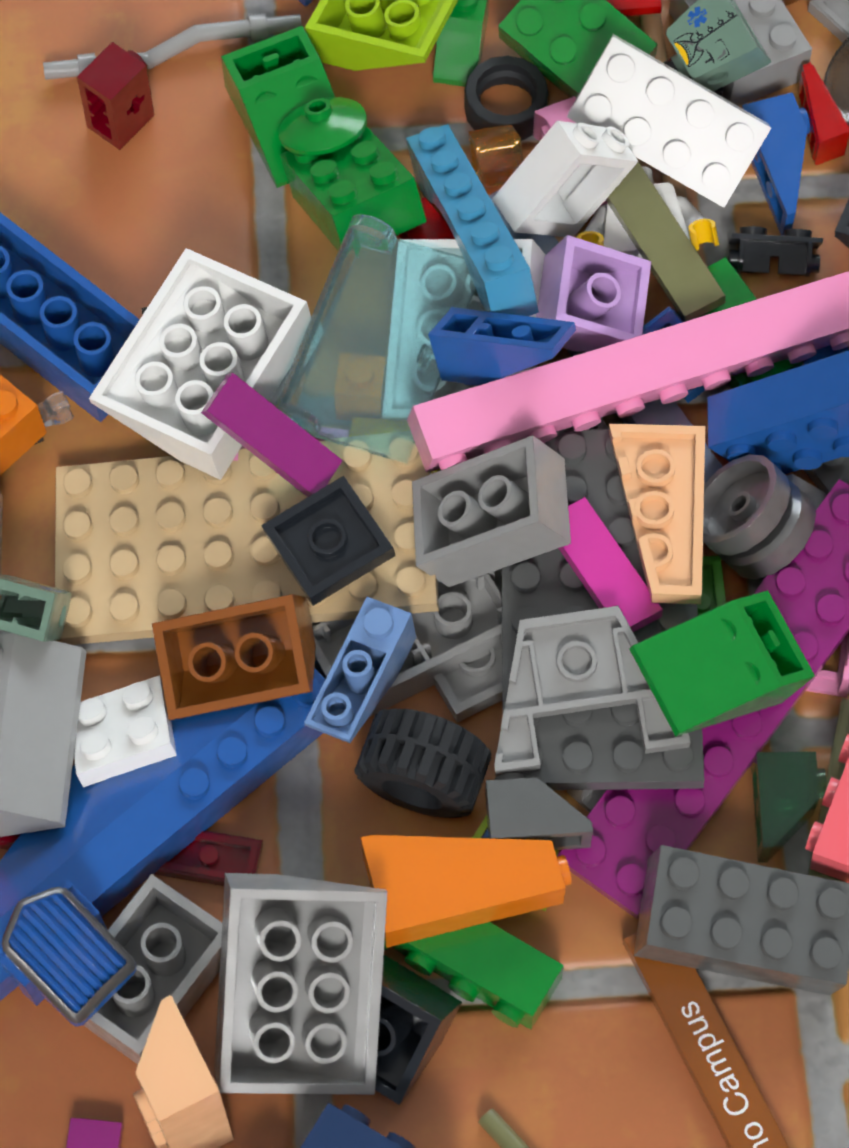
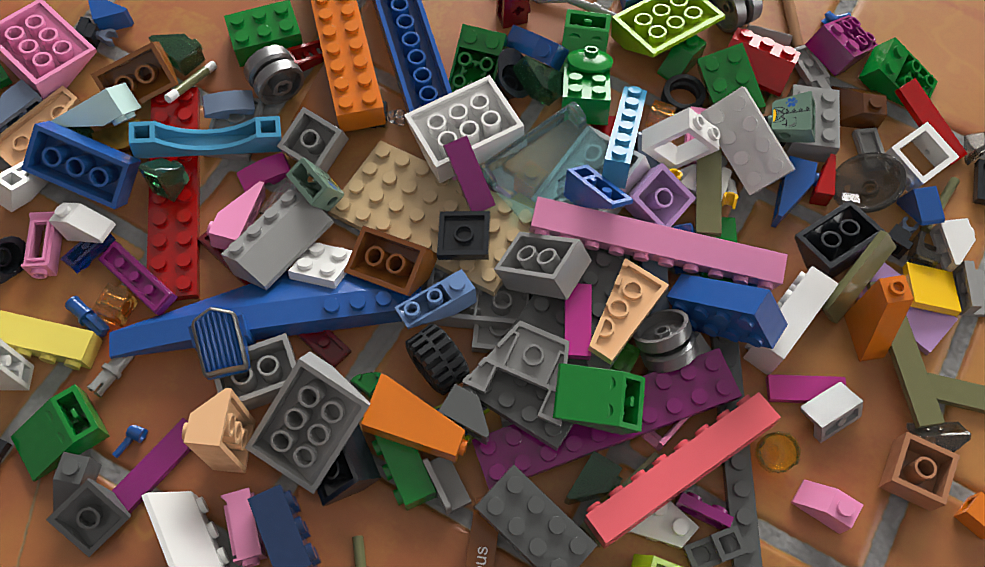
camera: 30 degrees right, 0 degrees up
(123, 231) = (476, 55): none -> green slope
(204, 221) = (506, 78): none -> black piece
(207, 153) = (537, 47): none -> blue slope
(257, 207) = (539, 80): none -> clear green slope
(332, 865) = (366, 382): none -> green tile
(584, 954) = (447, 484): none -> light grey panel
(792, 250) = (770, 233): black hinge -> none

